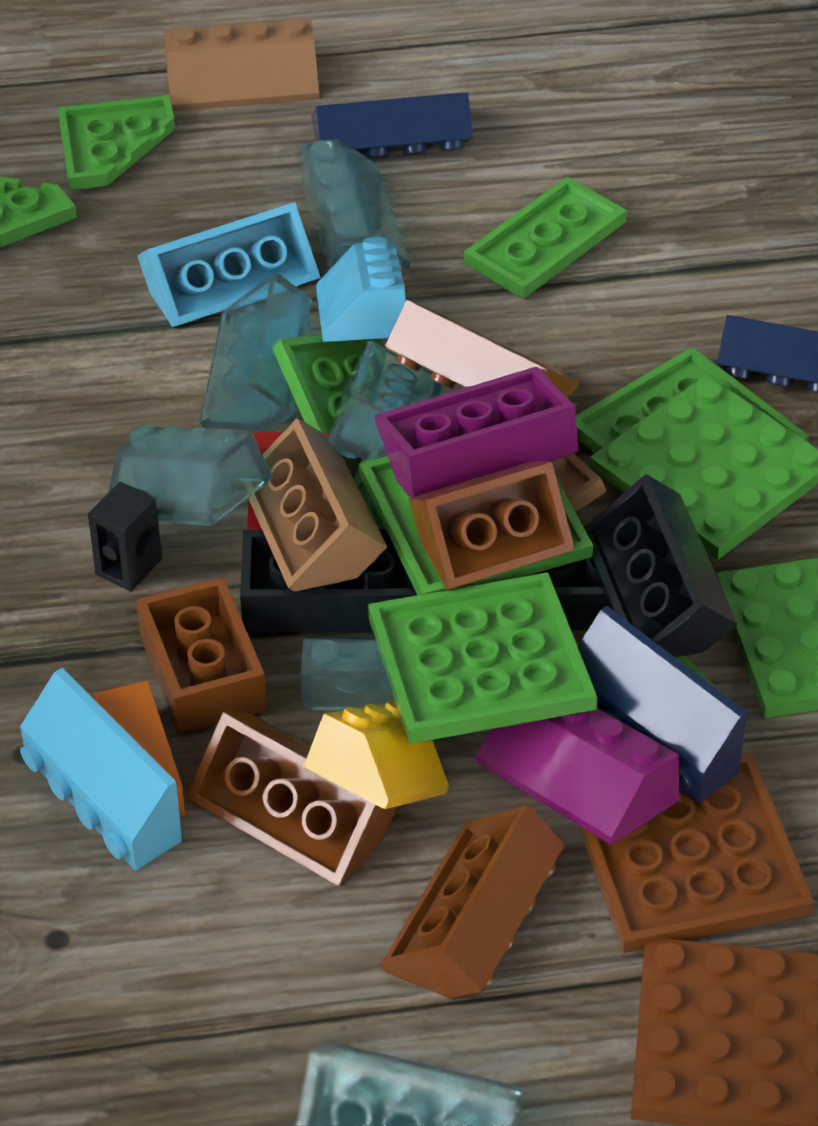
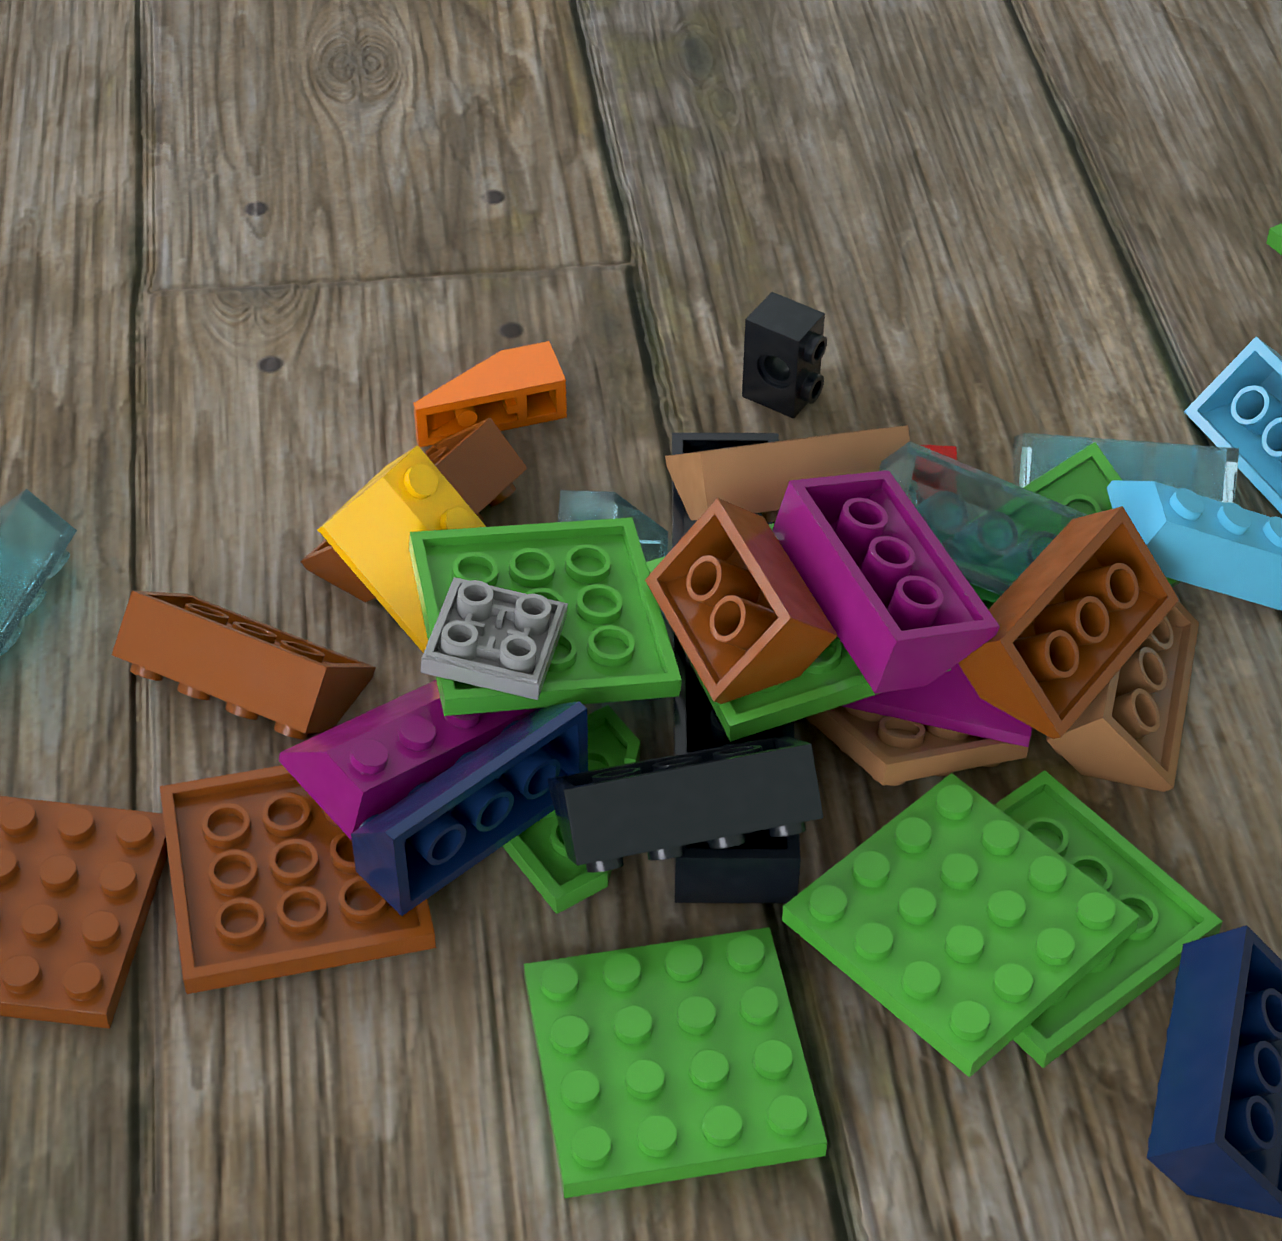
camera: 90 degrees right, 0 degrees up
(101, 772) = (384, 390): medium azure slope -> none
(191, 471) = (866, 385): clear light blue slope -> none
(201, 654) = (607, 423): dark orange brick -> none
(531, 666) = (494, 638): none -> light grey tile

